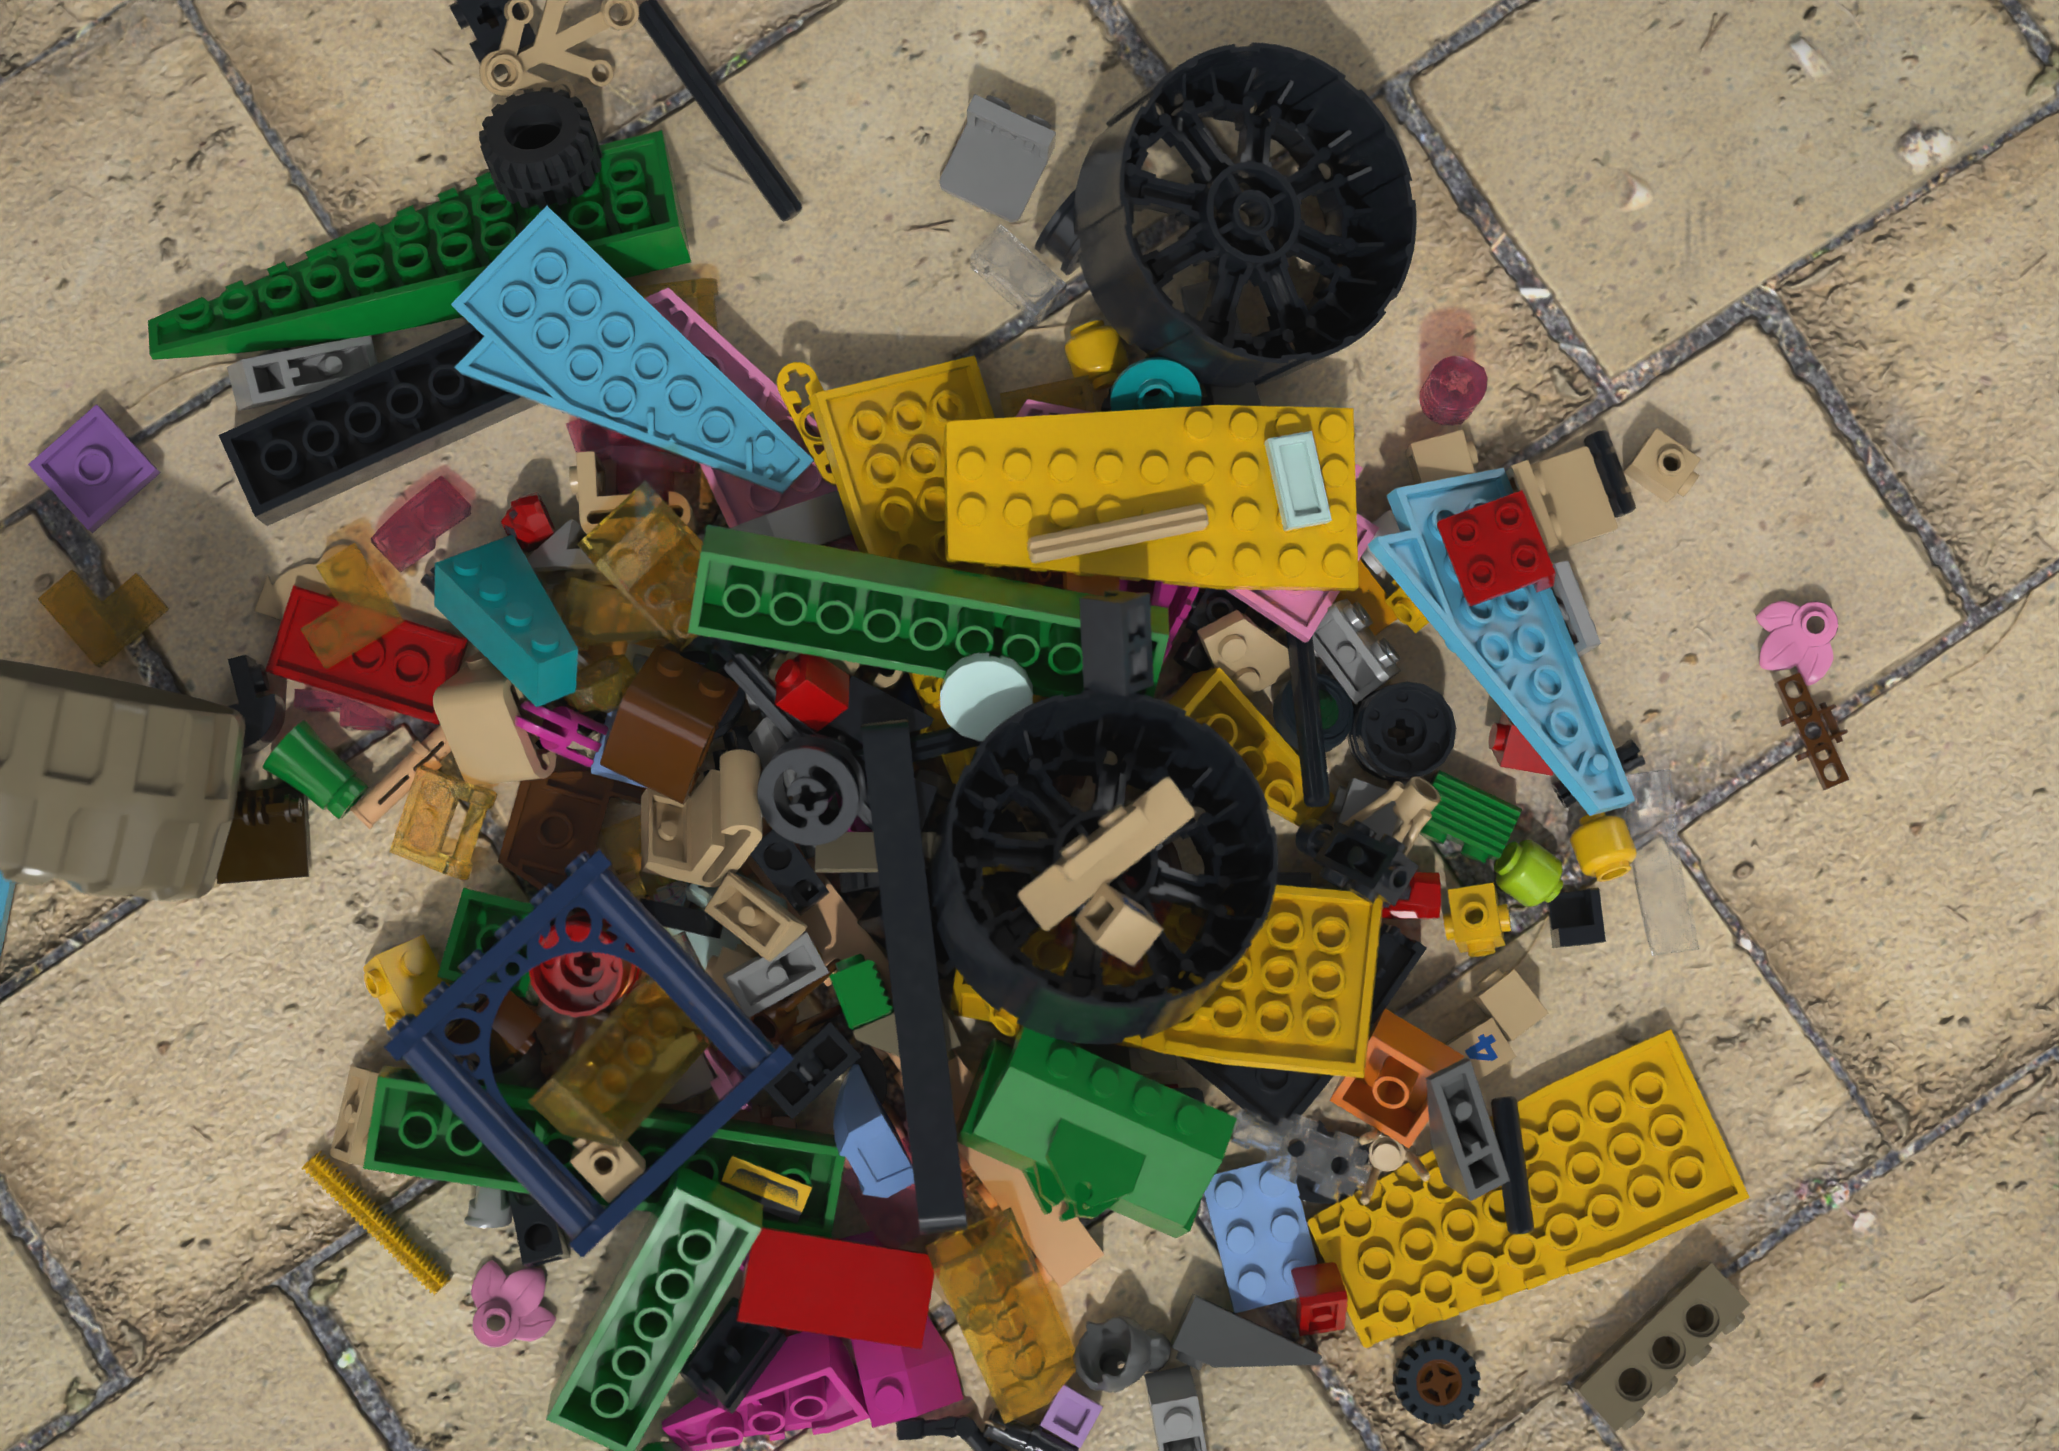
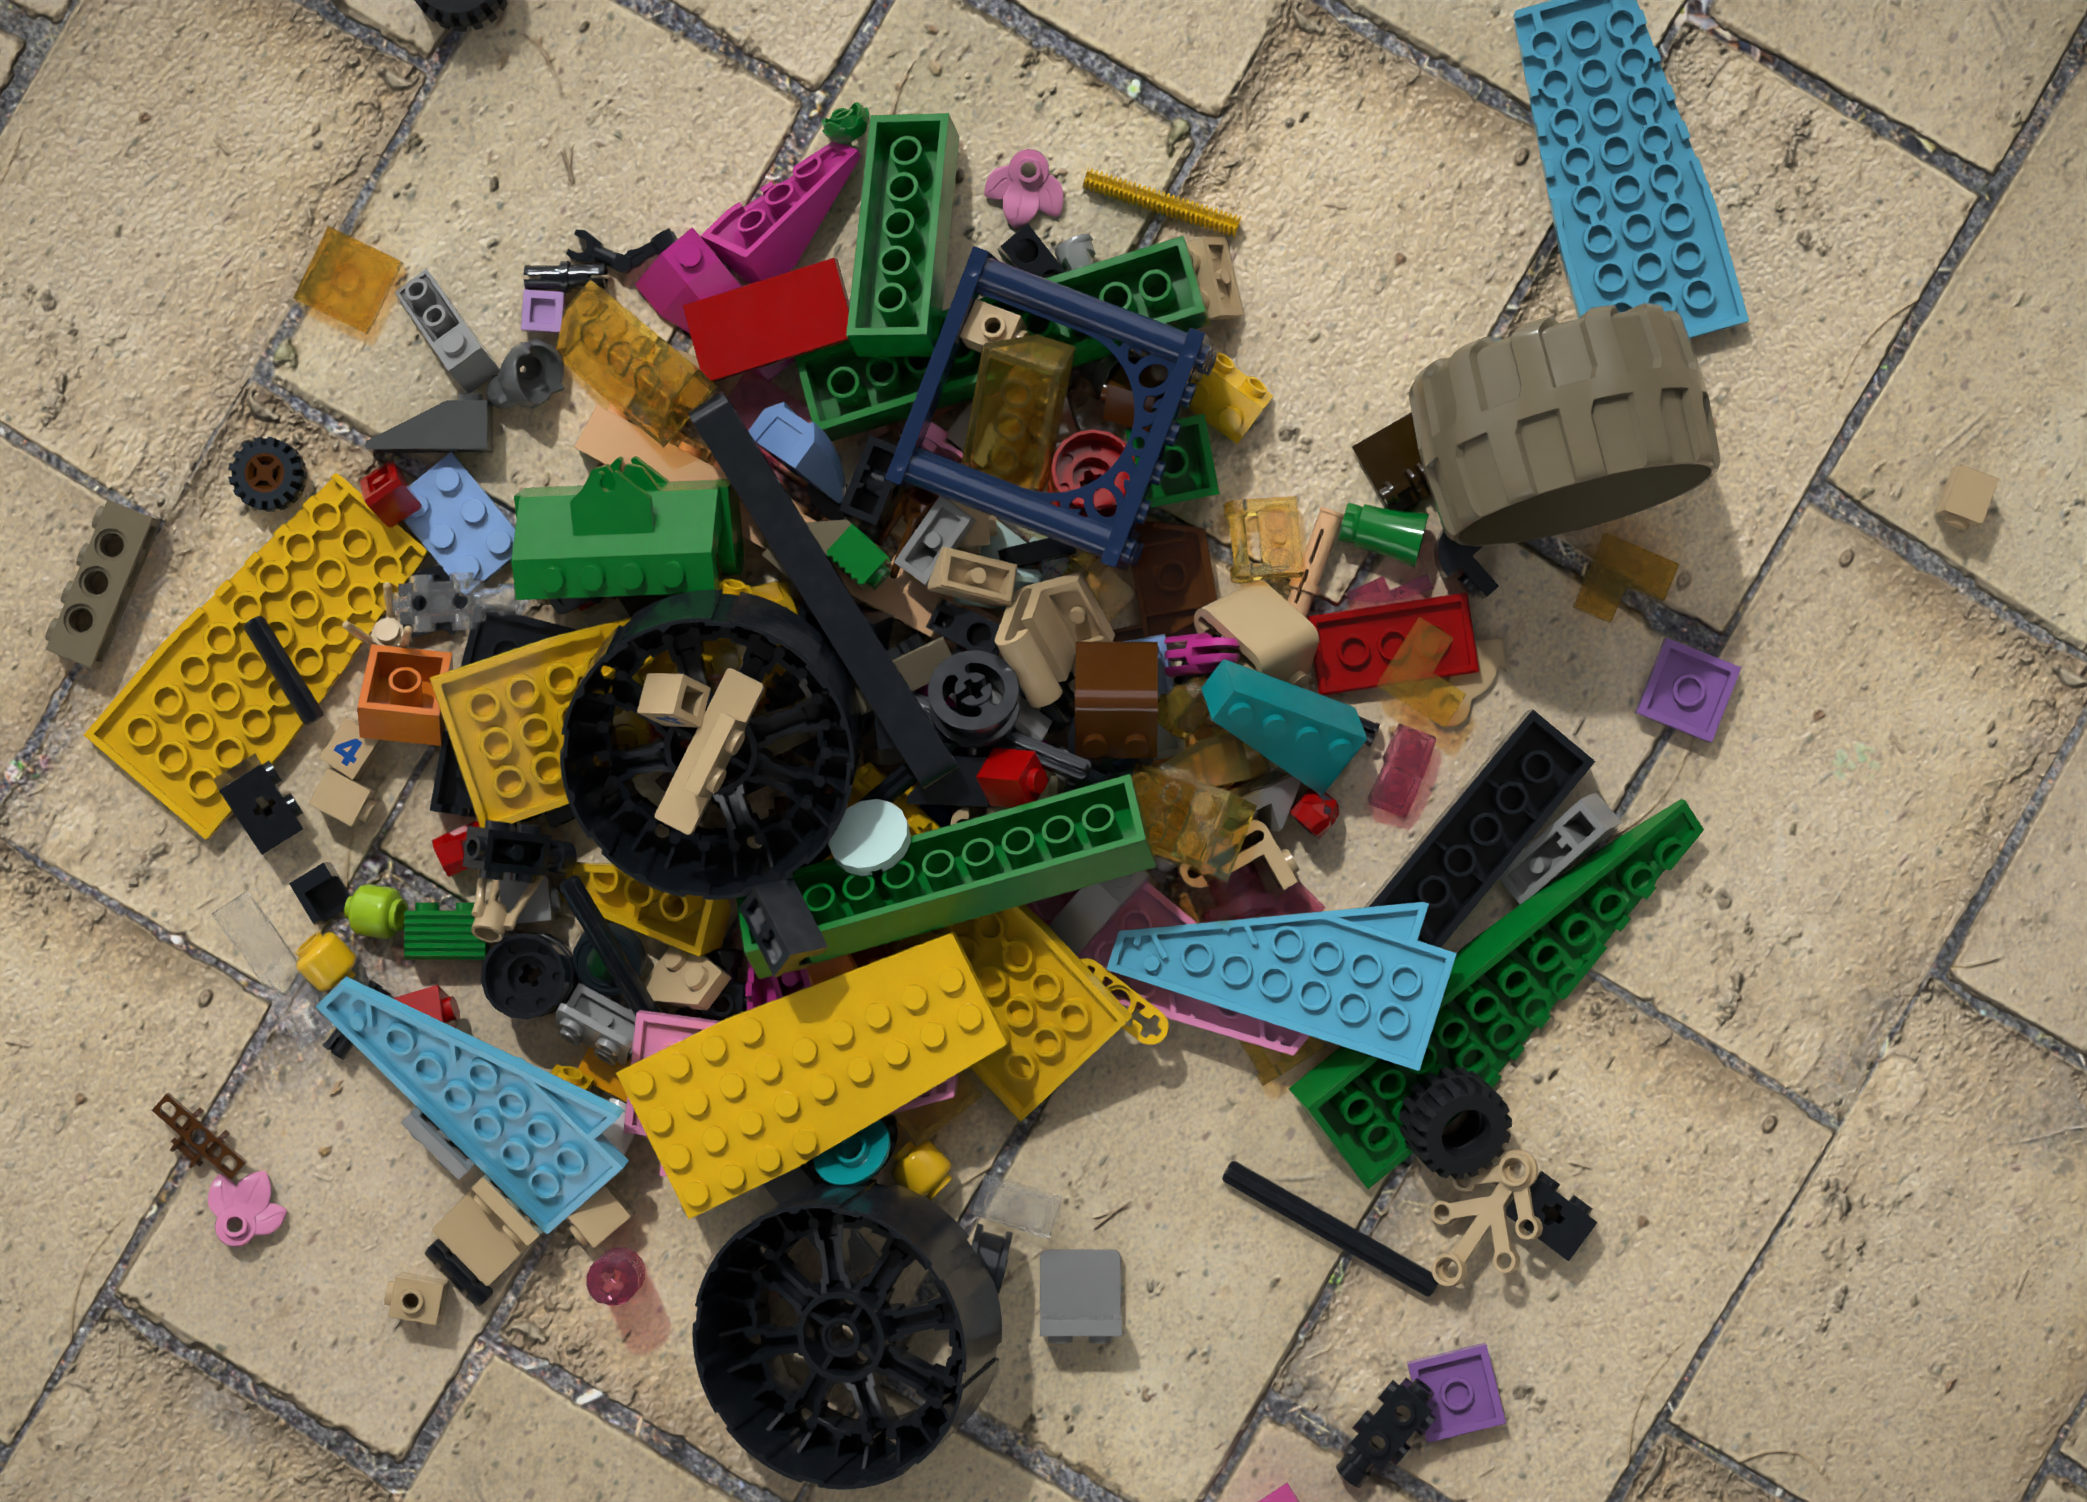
camera: 160 degrees right, 5 degrees up
(730, 1358) = (828, 227): black hinge -> none
(775, 1192) = (856, 371): sticker -> none
(1117, 533) = (826, 1018): tan axle -> none
(1297, 480) = (703, 1134): light aqua tile -> none
(1463, 1132) = (331, 673): dark grey slope -> none
(1474, 905) = (413, 860): yellow brick -> none
(1496, 549) = (518, 1156): red bracket -> none
(1601, 1014) = (264, 825): none -> black brick

